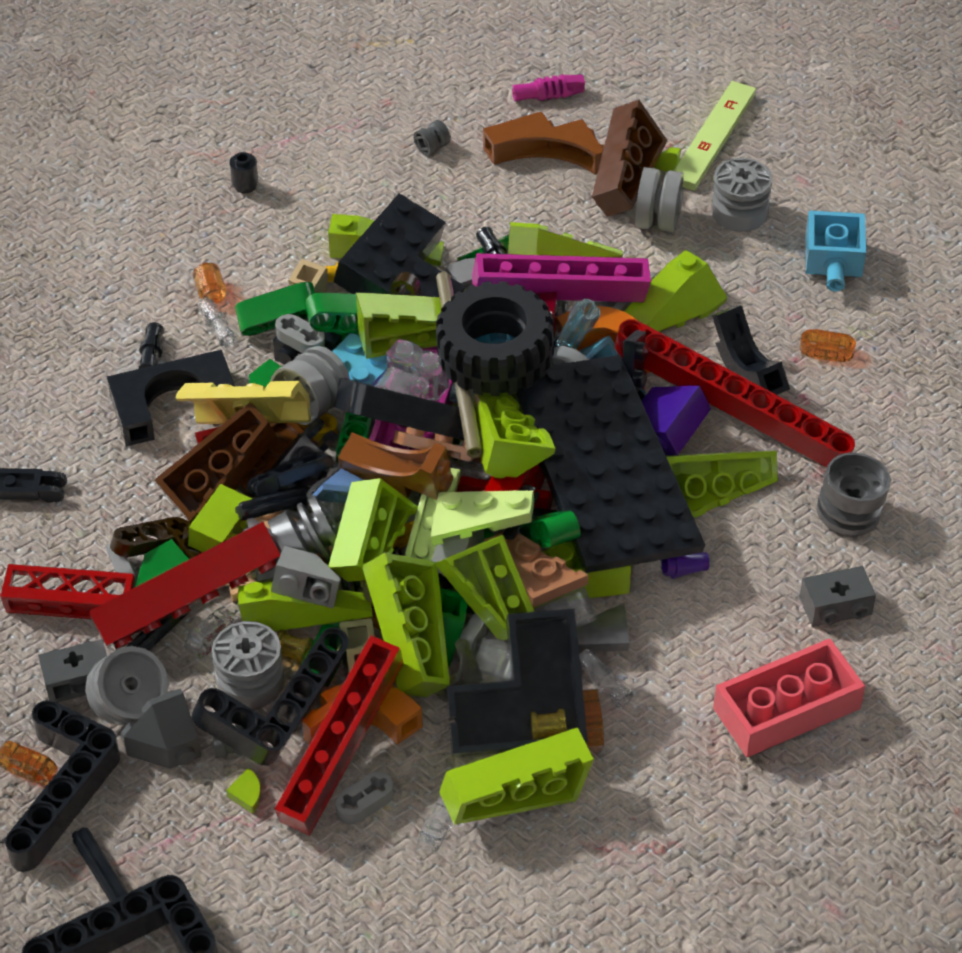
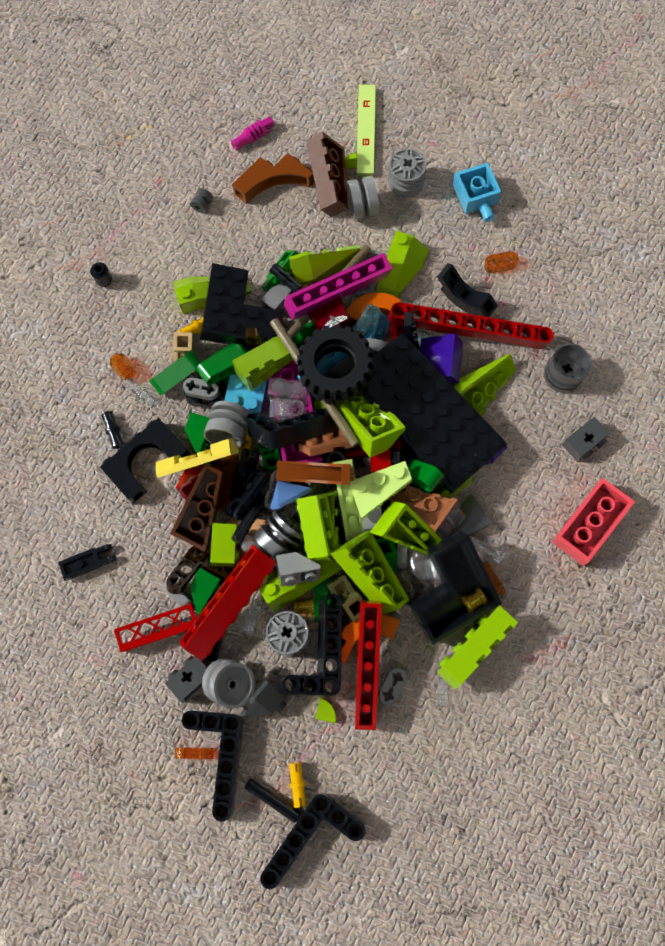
camera: 20 degrees left, 25 degrees up
(151, 859) = (297, 784): none -> yellow pin

